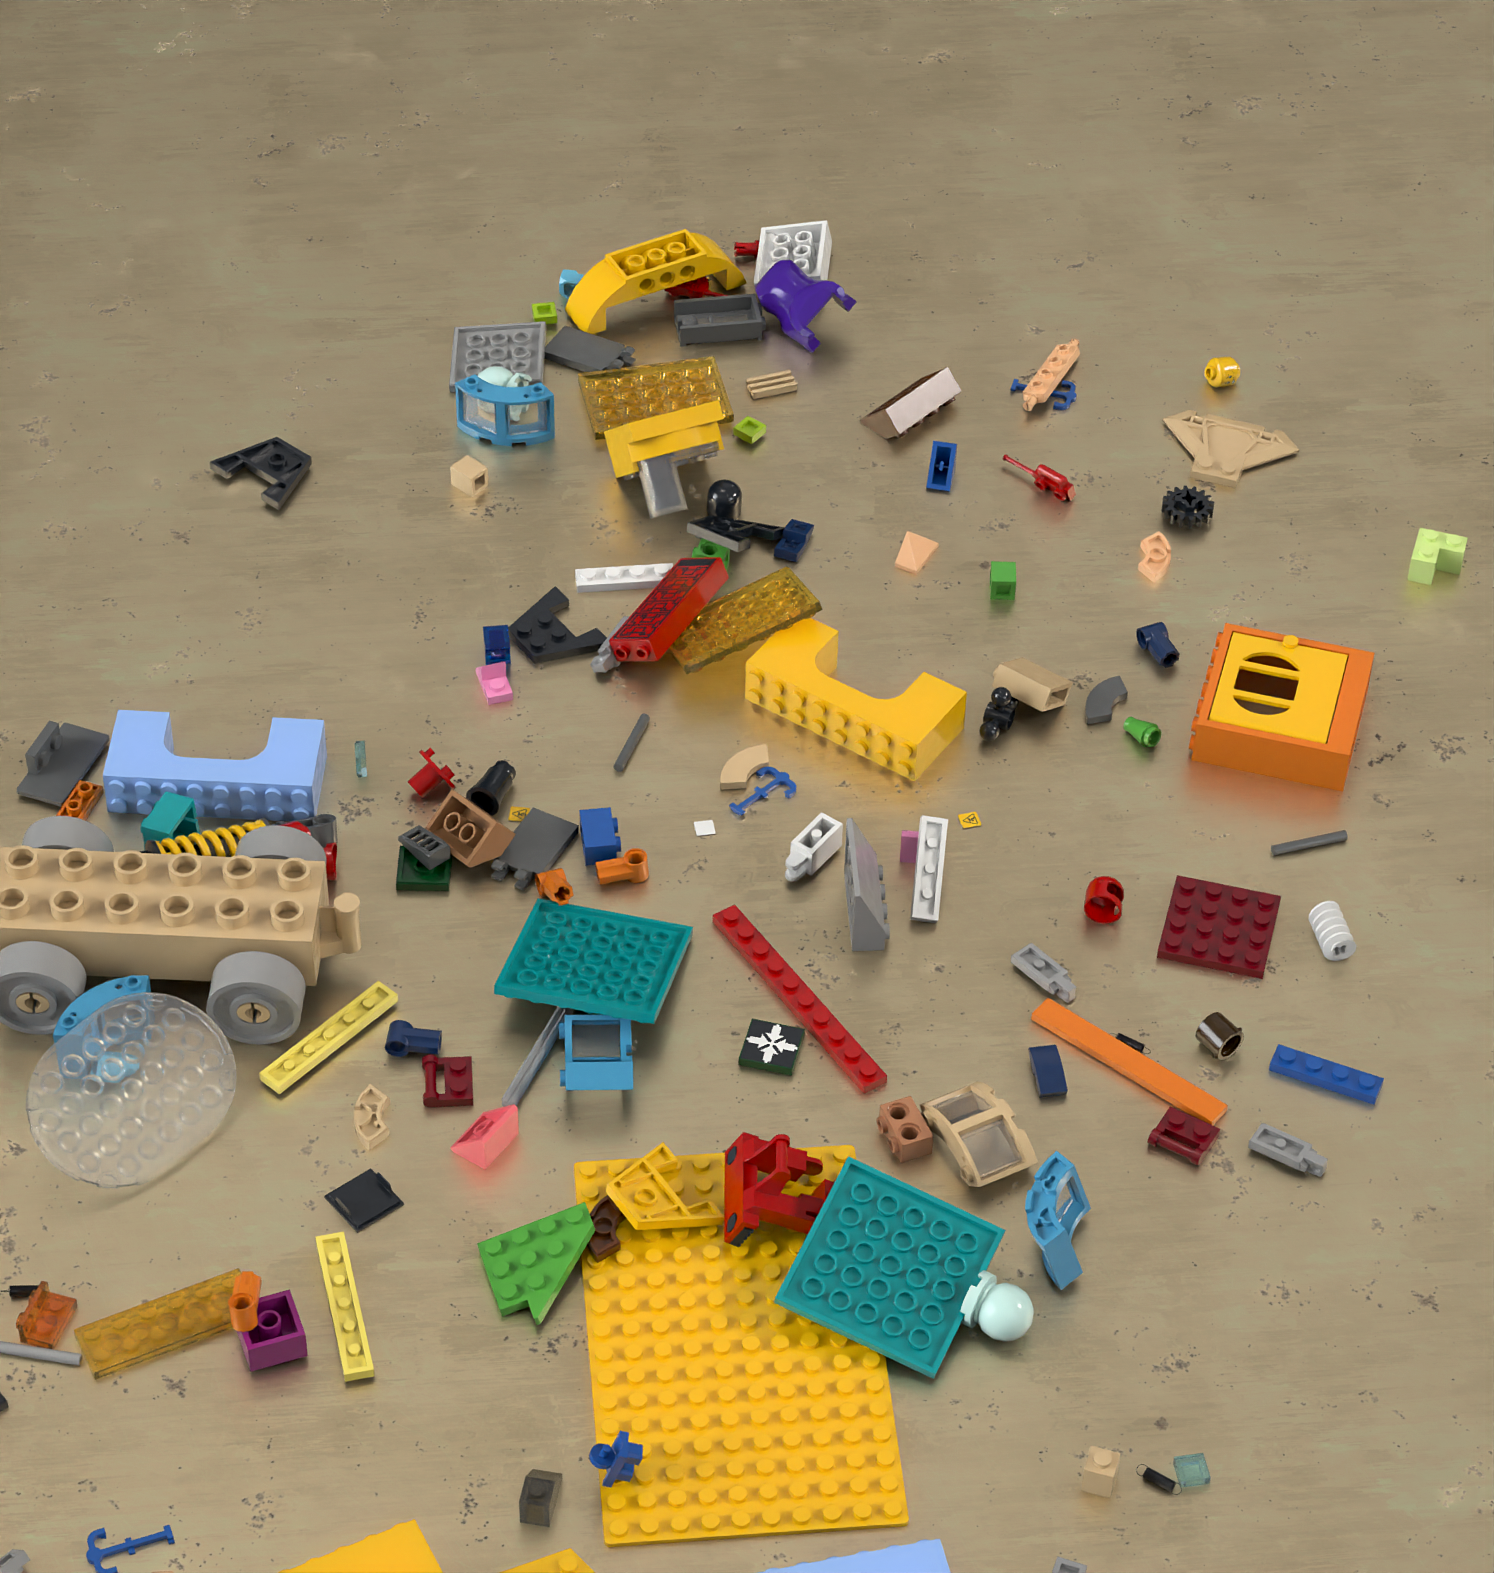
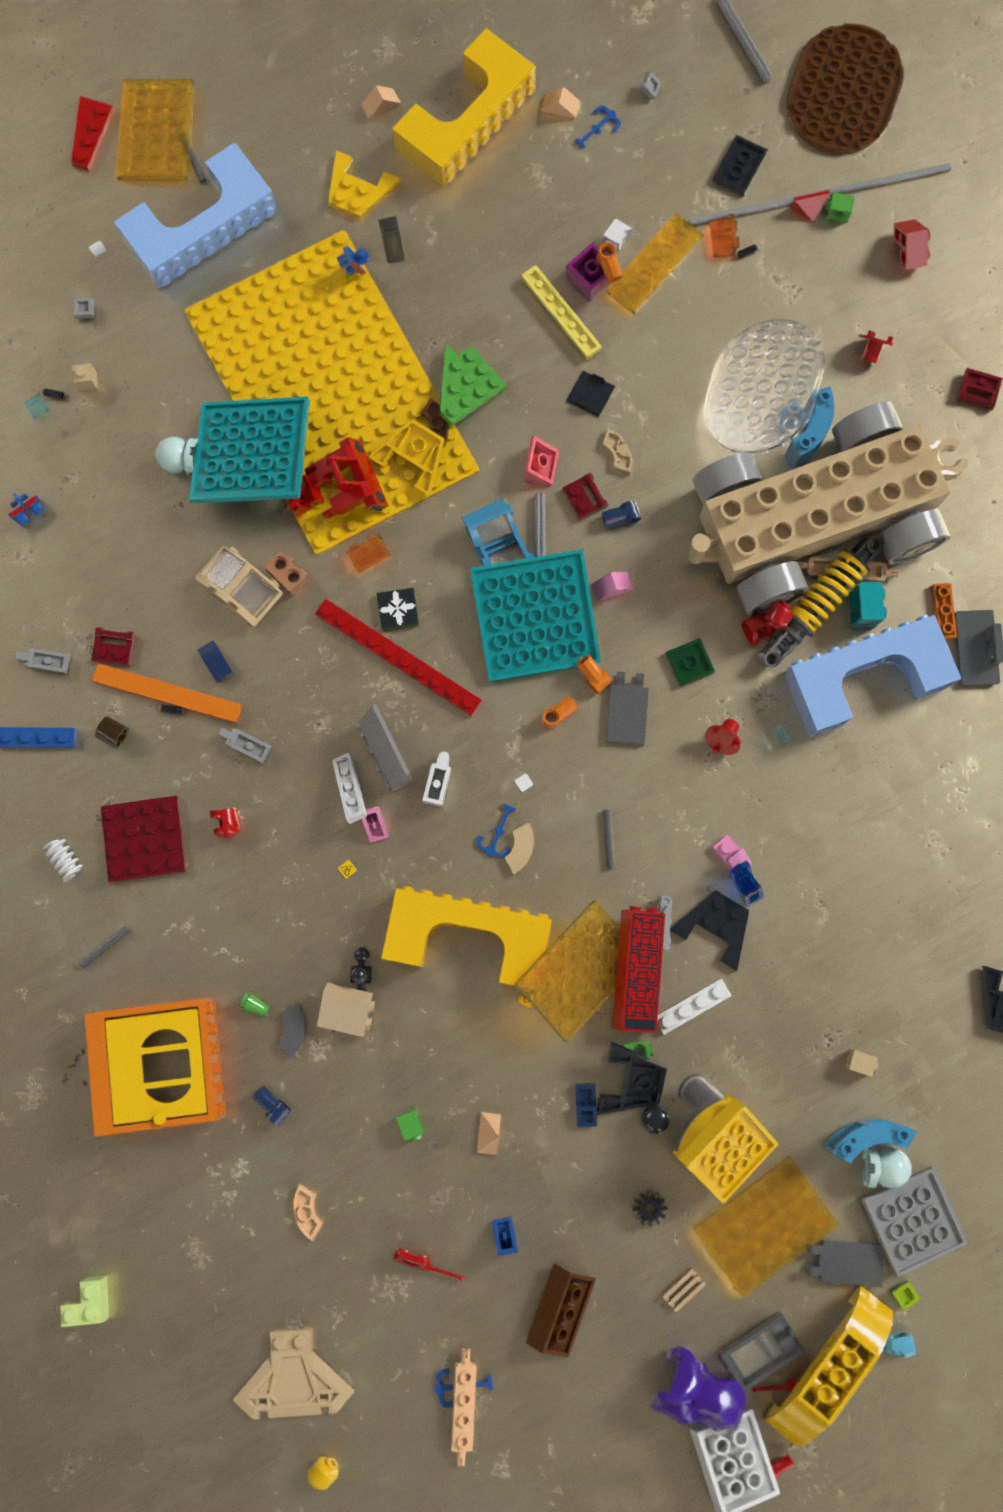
camera: 160 degrees right, 35 degrees up
(202, 1372) = (617, 234): none -> white window
(328, 1037) = (674, 496): light yellow plate -> none
(428, 858) = (694, 678): dark grey slope -> none
(469, 830) = (673, 695): medium nougat slope -> none
(472, 972) = (612, 585): none -> bright pink slope
(492, 787) = (679, 746): black plant -> none
(518, 813) = (653, 740): yellow sticker -> none
(598, 835) = (587, 734): blue brick -> none
(749, 430) = (675, 1220): lime plate -> none
(771, 443) = (642, 1213): none -> black gear
(781, 1117) = (368, 553): none -> clear orange bracket
(1053, 1213) = (165, 517): dark azure window -> none
(1187, 507) = (294, 1271): black gear -> none
(1253, 1336) = (32, 504): none -> blue hips

